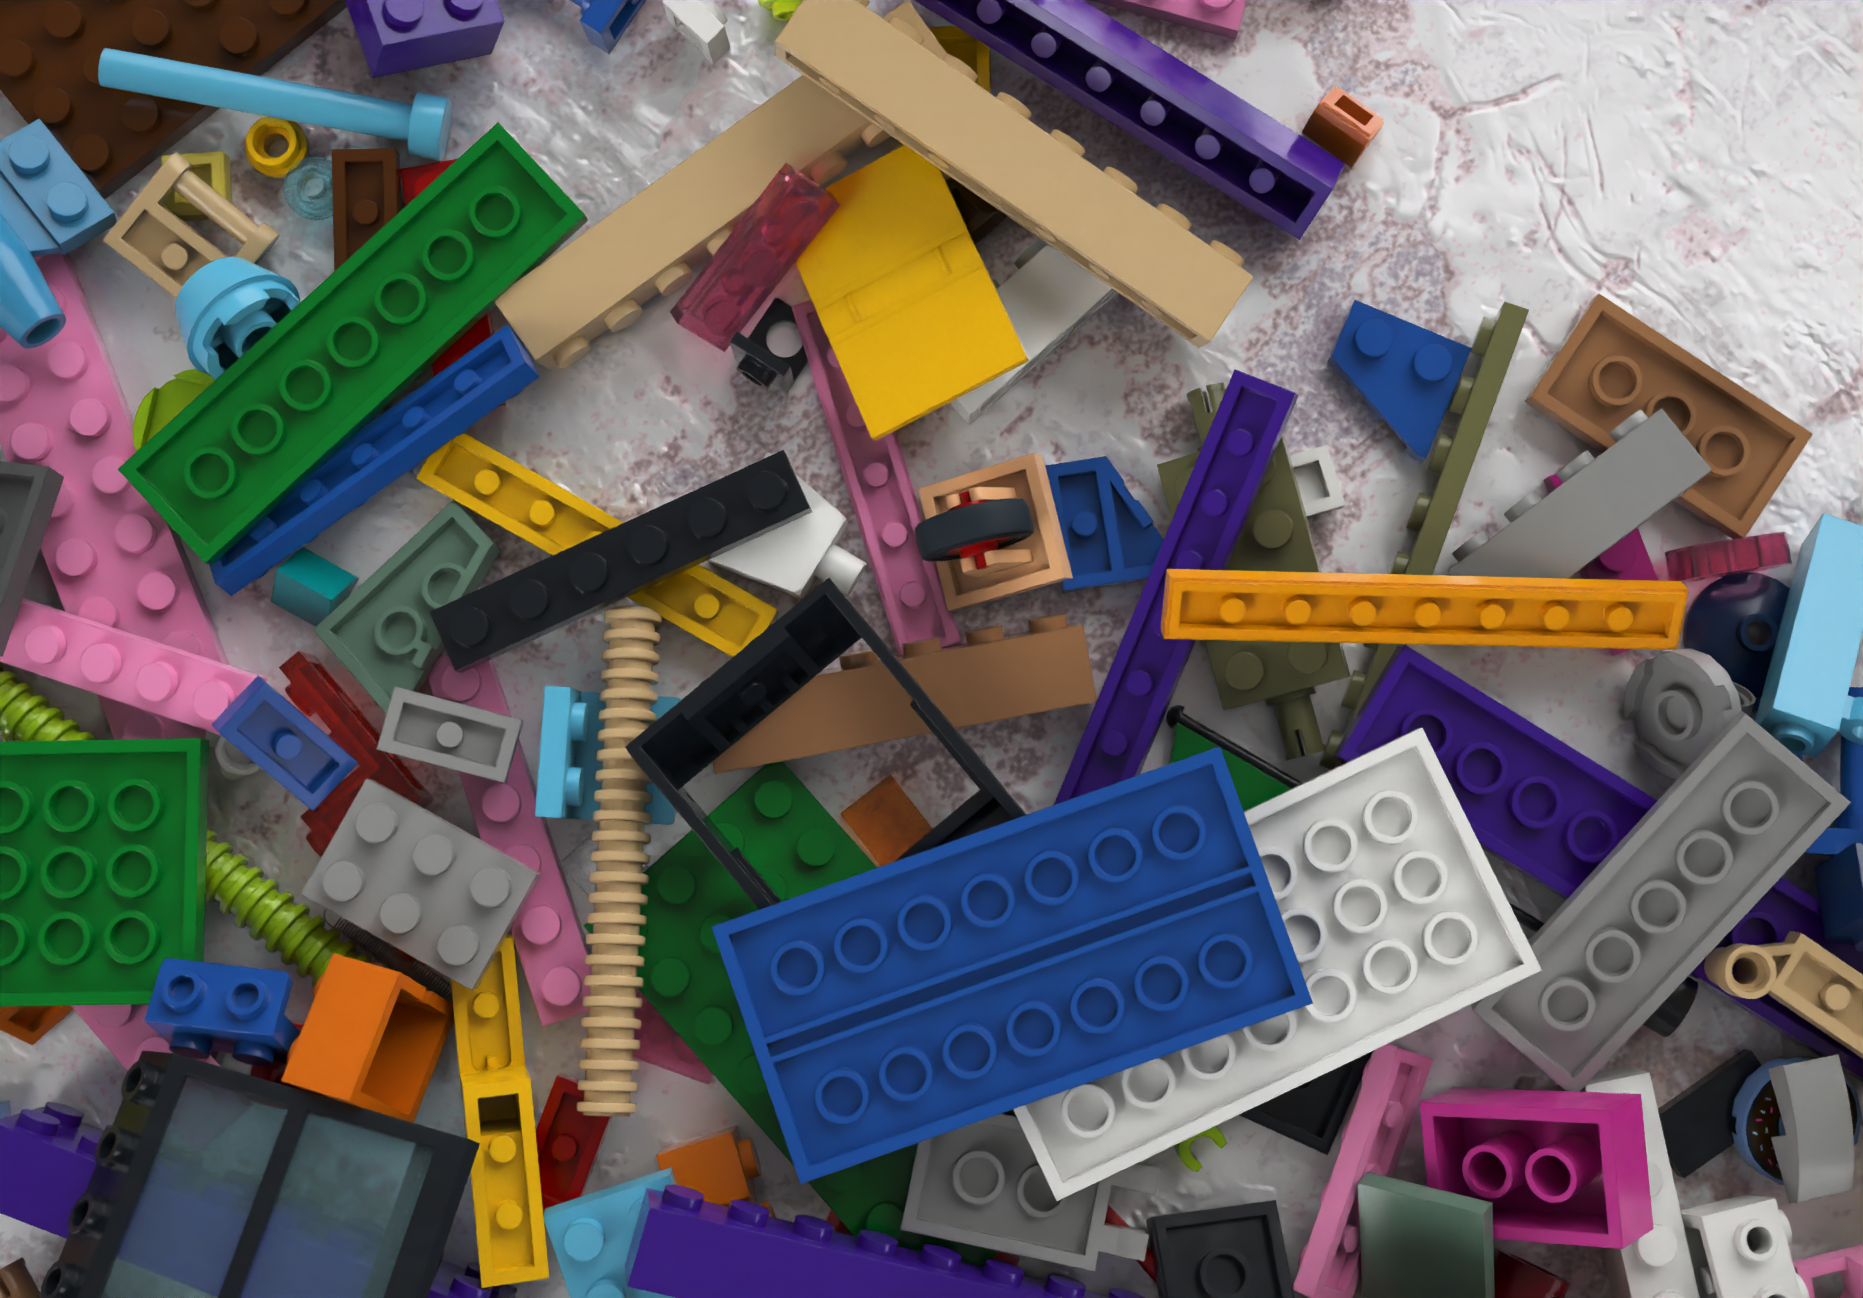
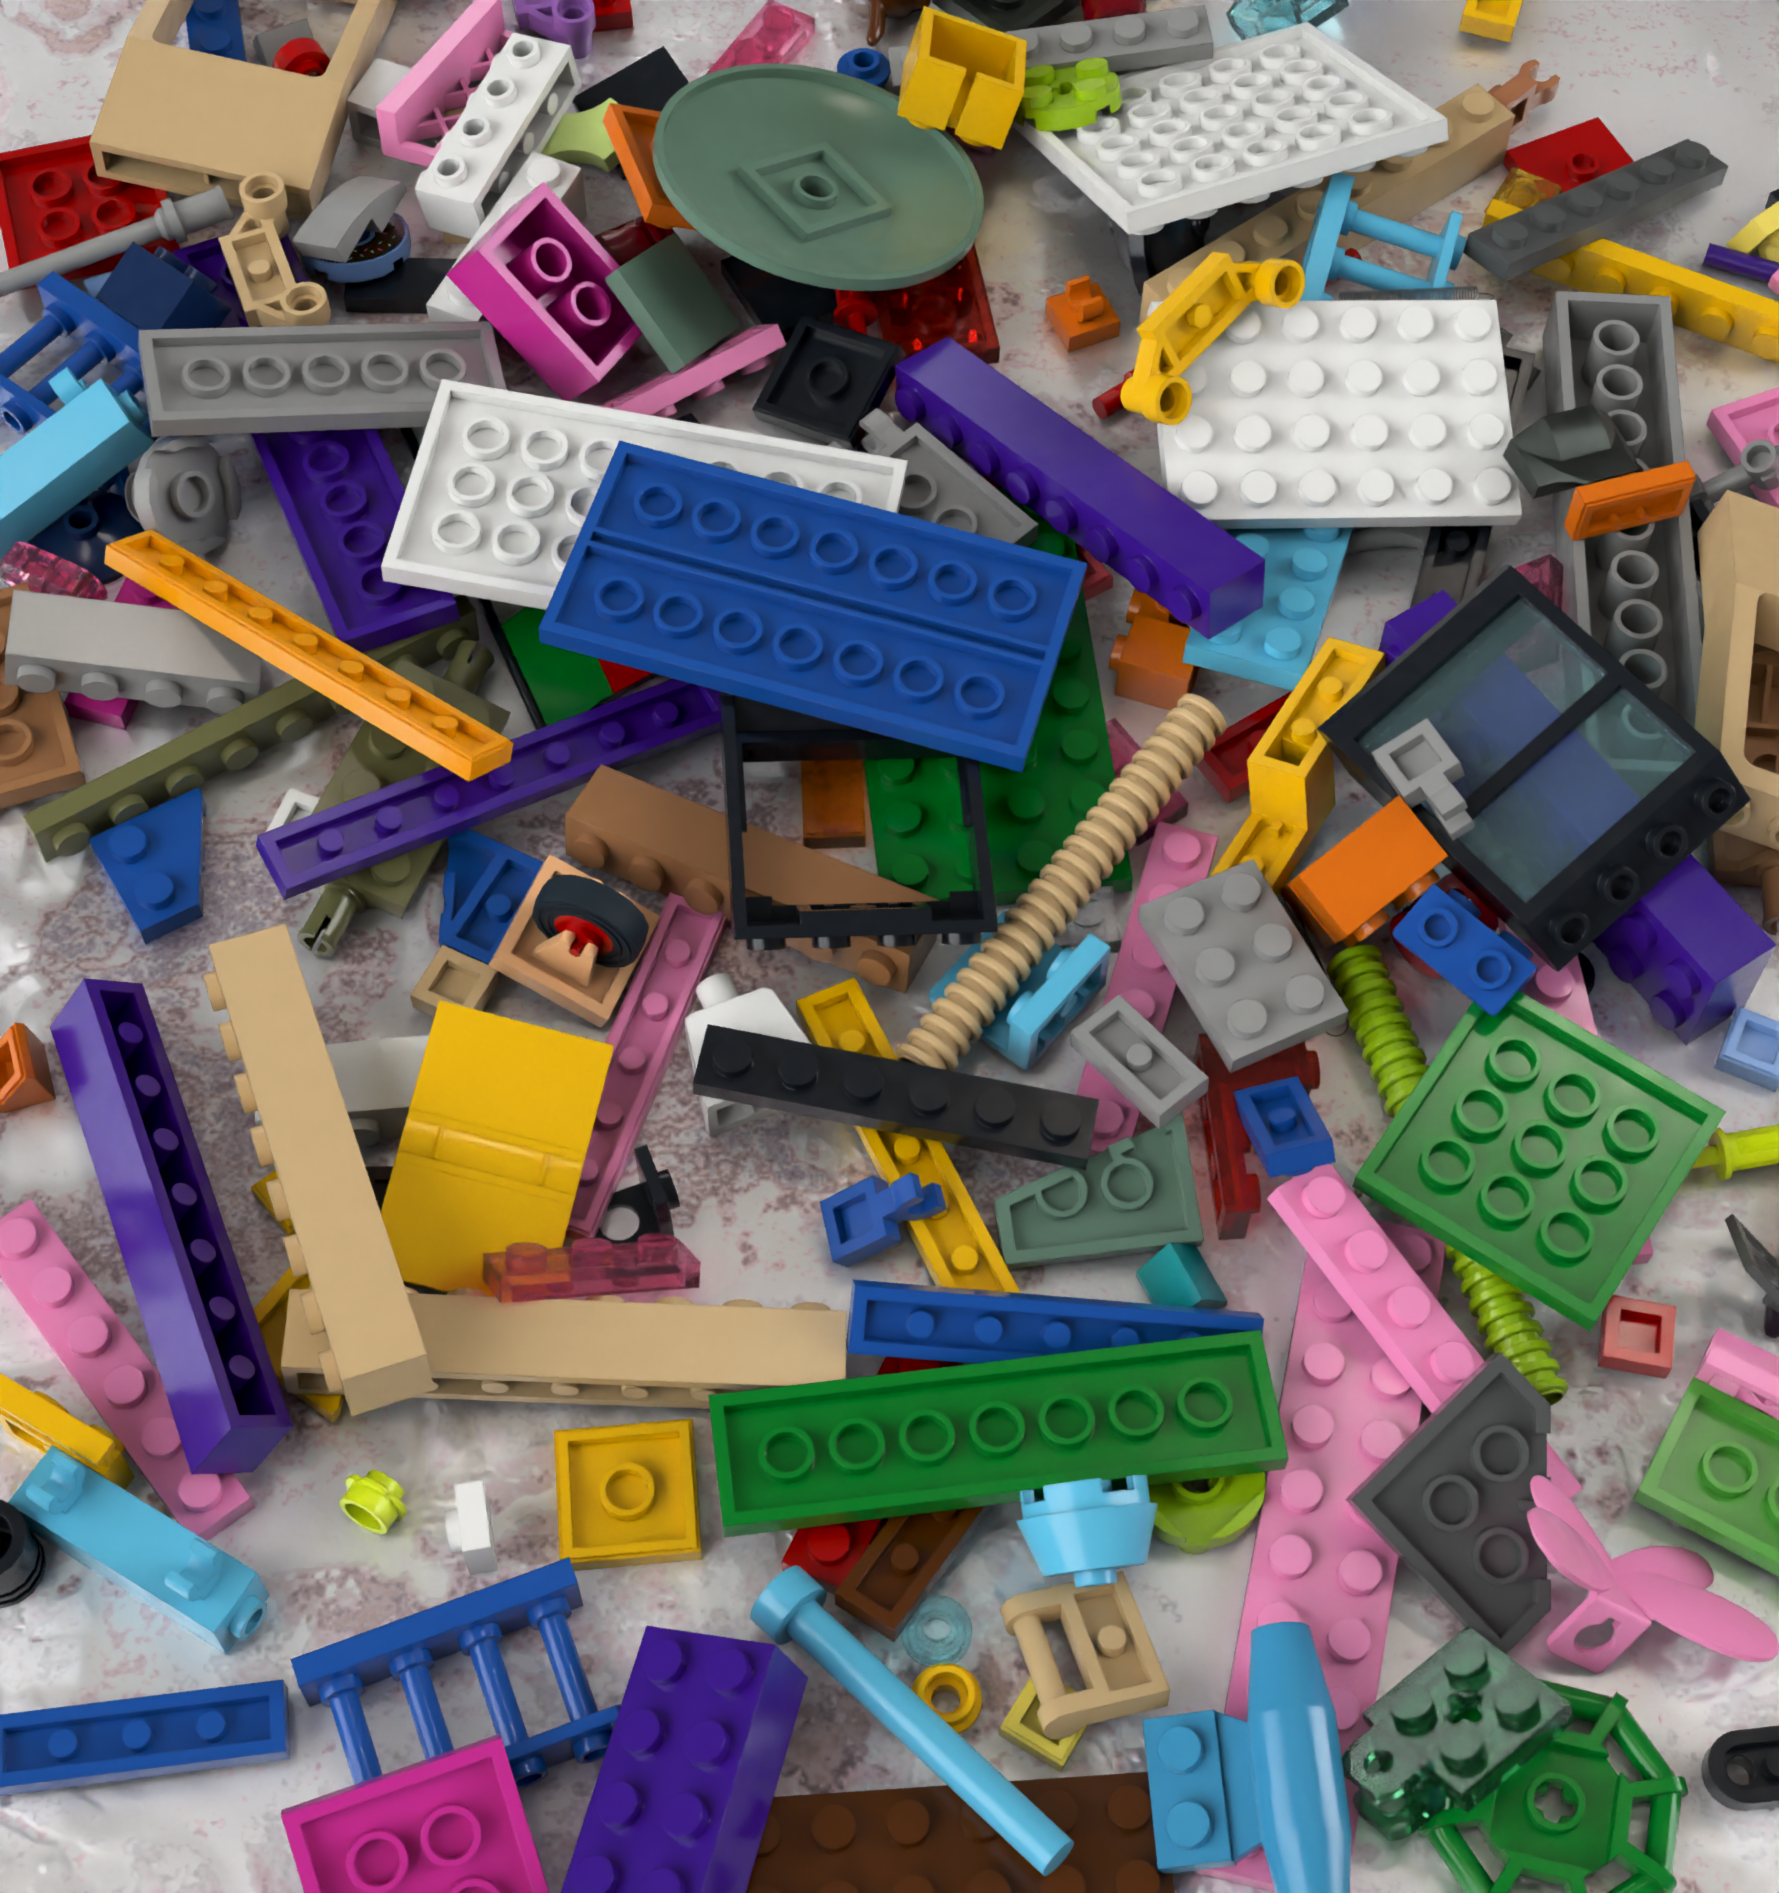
camera: 150 degrees left, 25 degrees down
(343, 1143) = (1423, 769): none -> light grey plate
(581, 460) = (867, 1215): none -> blue plate
(614, 133) = (627, 1494): none -> yellow tile
(1063, 429) = (455, 980): none -> tan plate

